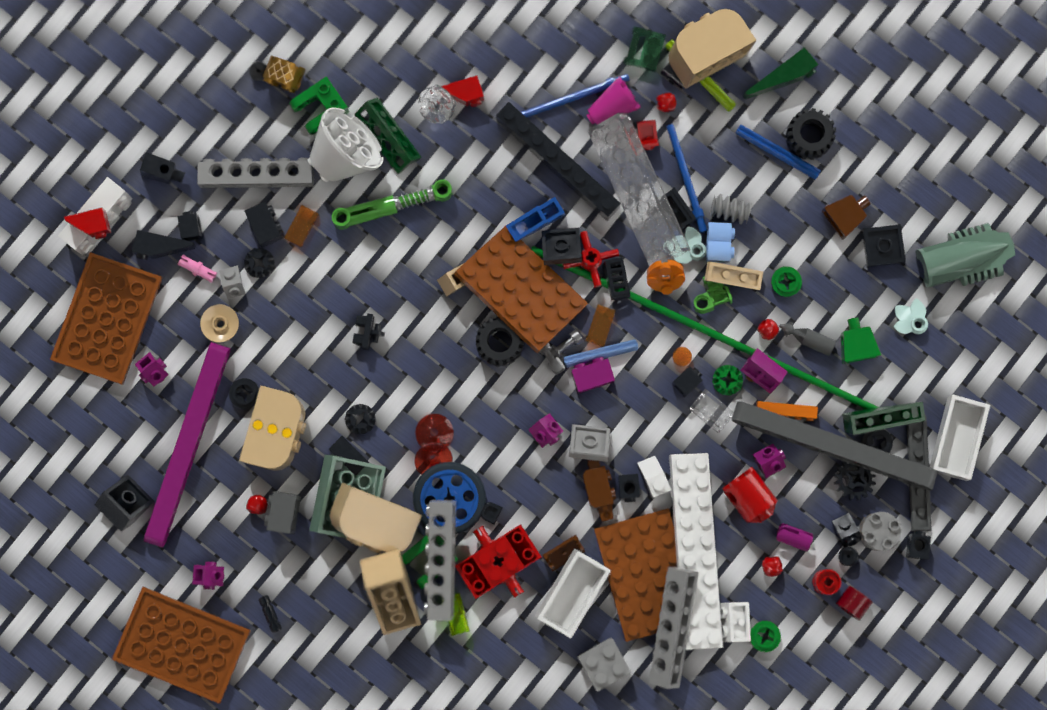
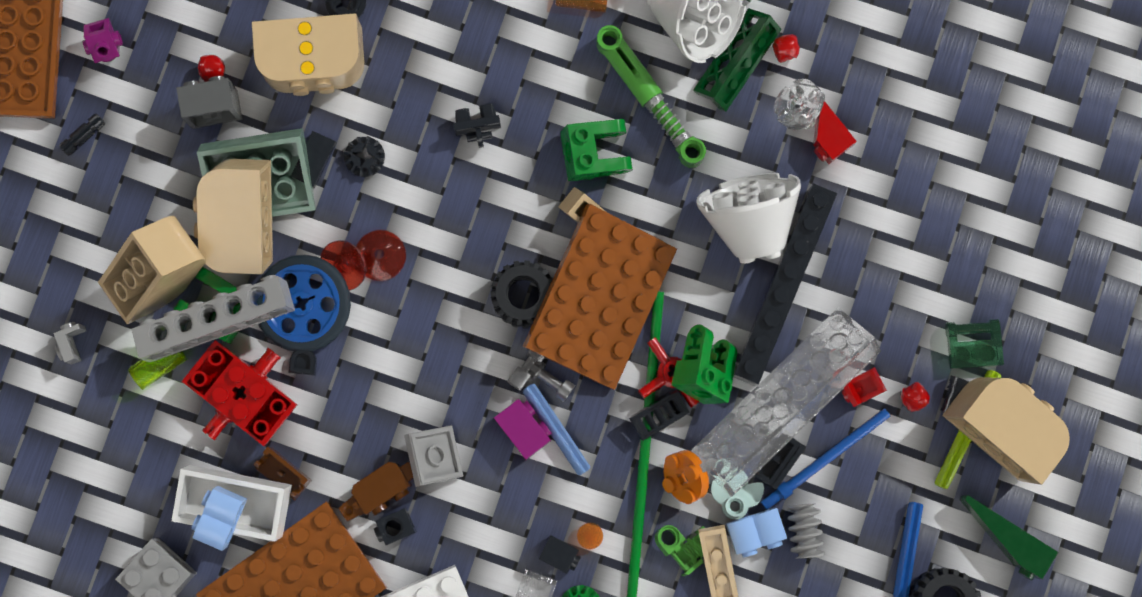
camera: 65 degrees right, 0 degrees up
(392, 99) = (786, 47): none -> red piece
(415, 266) = (581, 150): none -> green brick
(420, 675) = (66, 346): none -> light grey bracket
(501, 163) = (752, 213): none -> white cone
(535, 219) = (698, 283): blue slope -> none
(546, 431) = (429, 395): magenta brick -> none
(561, 246) = (670, 326): black plate -> none
(572, 97) = (912, 315): blue bar -> none
(581, 601) = (218, 517): none -> light blue brick
(598, 238) = (705, 372): none -> green brick
(600, 325) = (592, 416): clear orange tile -> none
(614, 100) = (892, 329): dark pink cone -> none
(654, 477) = (419, 555): white slope -> none

